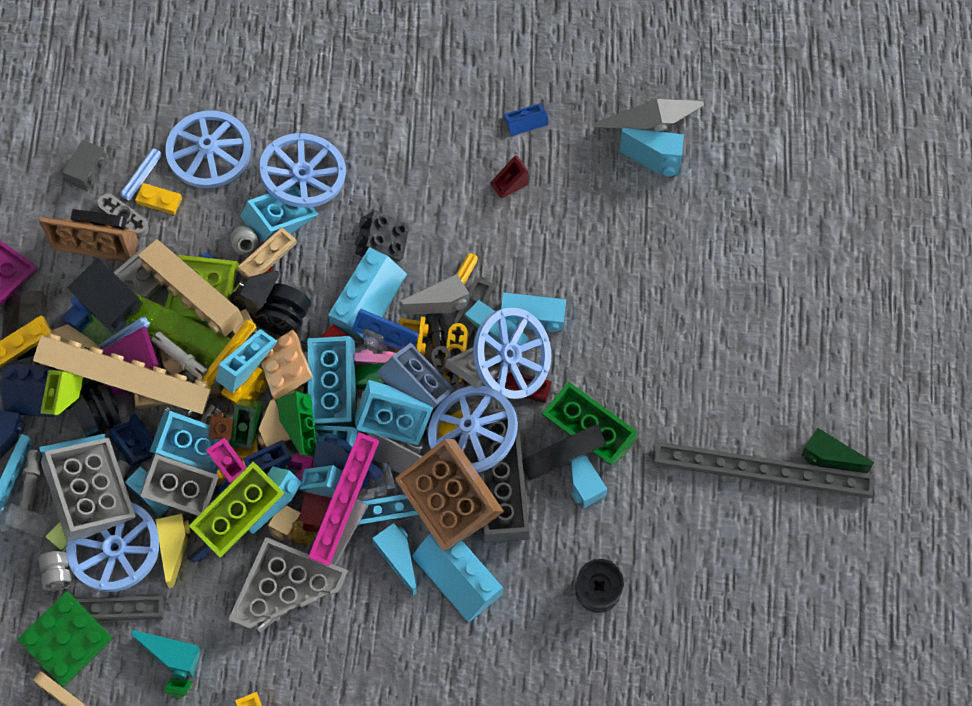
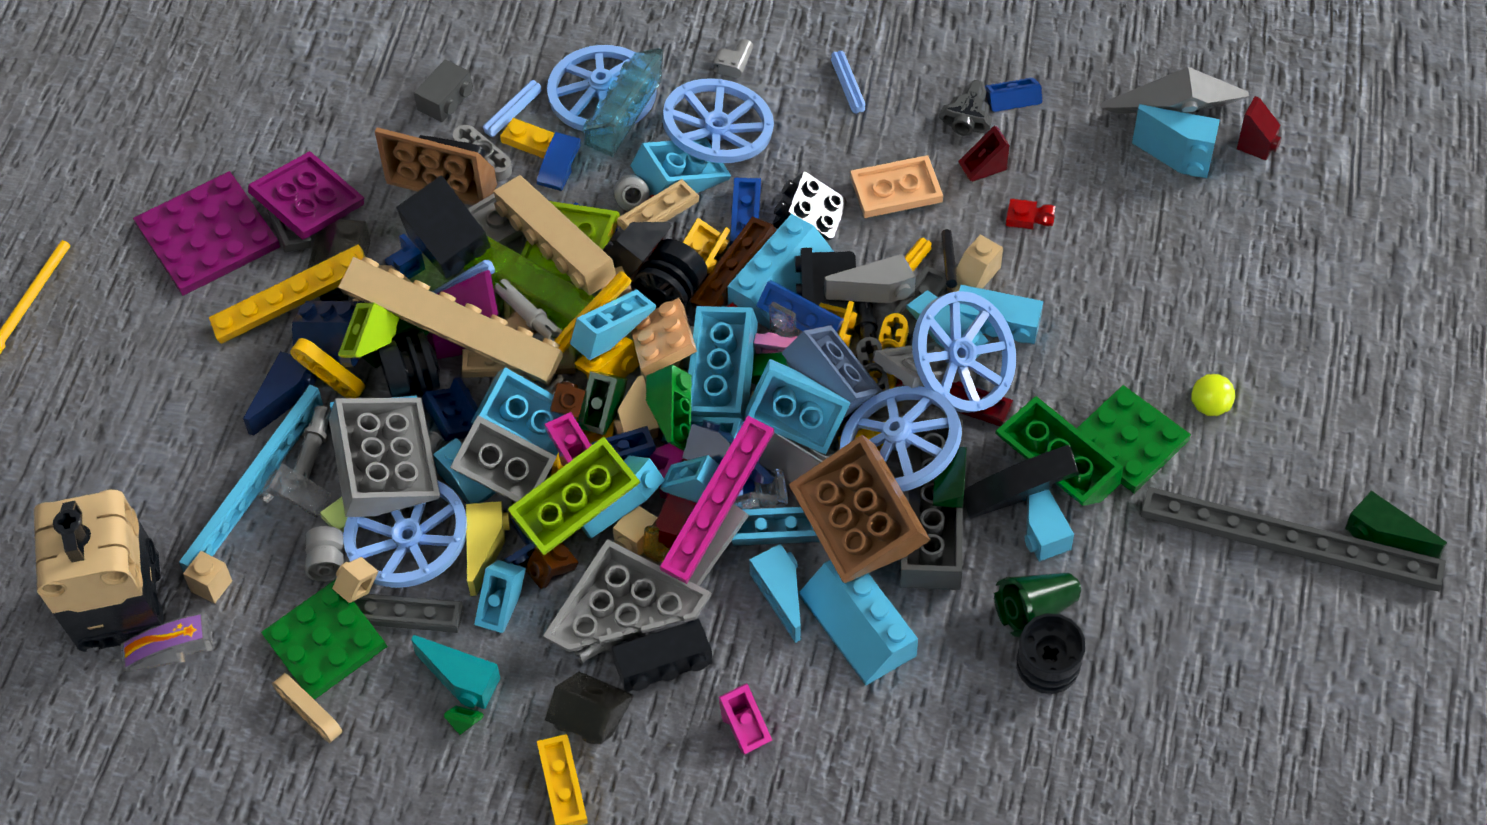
camera: 10 degrees right, 10 degrees down
(33, 420) = (327, 369): none -> yellow beam
(81, 591) = (354, 579): none -> tan plate
(183, 217) = (557, 161): none -> blue slope
(191, 587) = (499, 595): none -> medium azure slope
(221, 564) = (555, 562): none -> reddish brown bracket
(228, 163) = (624, 101): none -> clear light blue slope
(269, 668) = (587, 707): none -> clear smoke slope
(305, 277) = (706, 242): none -> yellow bracket
(308, 114) = (732, 62): none -> light grey piece
(318, 621) = (662, 655): none -> black brick
(328, 295) = (749, 241): none -> reddish brown plate
(333, 246) = (745, 204): none -> blue plate
(384, 664) = (745, 720): none -> dark pink slope
(395, 290) = (813, 269): none -> black bracket
(398, 122) = (848, 82): none -> light blue axle
(445, 210) = (896, 186): none -> light nougat plate
(492, 269) = (949, 258): none -> black bar
(493, 138) = (968, 111): none -> dark grey rock
(513, 273) = (978, 263): none -> tan slope
(513, 462) = (951, 482): none -> dark green slope
(544, 223) = (1025, 213): none -> red plate
(584, 543) = (1034, 595): none -> dark green cone
(641, 400) = (1134, 436): none -> green plate
(697, 360) = (1213, 395): none -> neon yellow hair
(714, 135) = (1259, 131): none -> dark red slope

